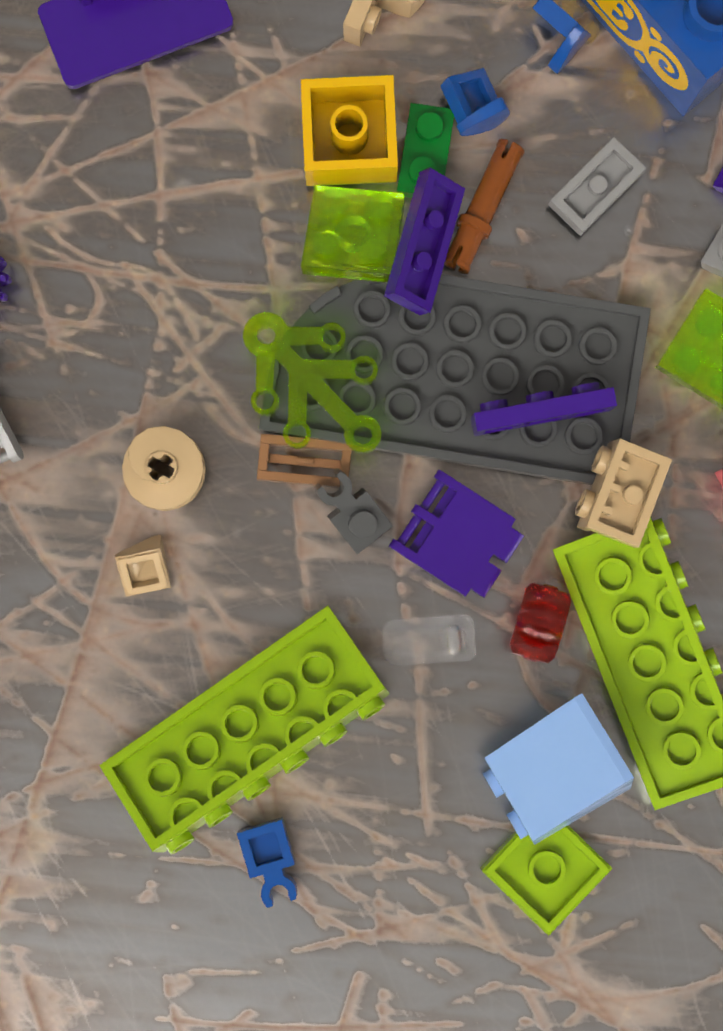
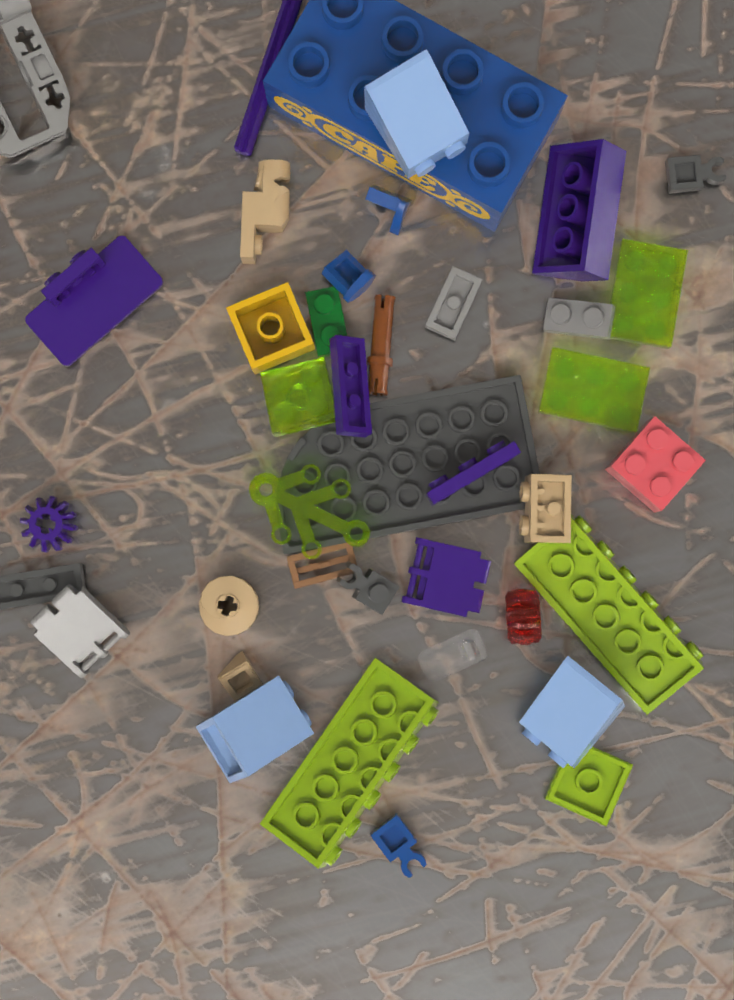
camera: 20 degrees left, 0 degrees up
(139, 640) = (255, 729): none -> light blue slope

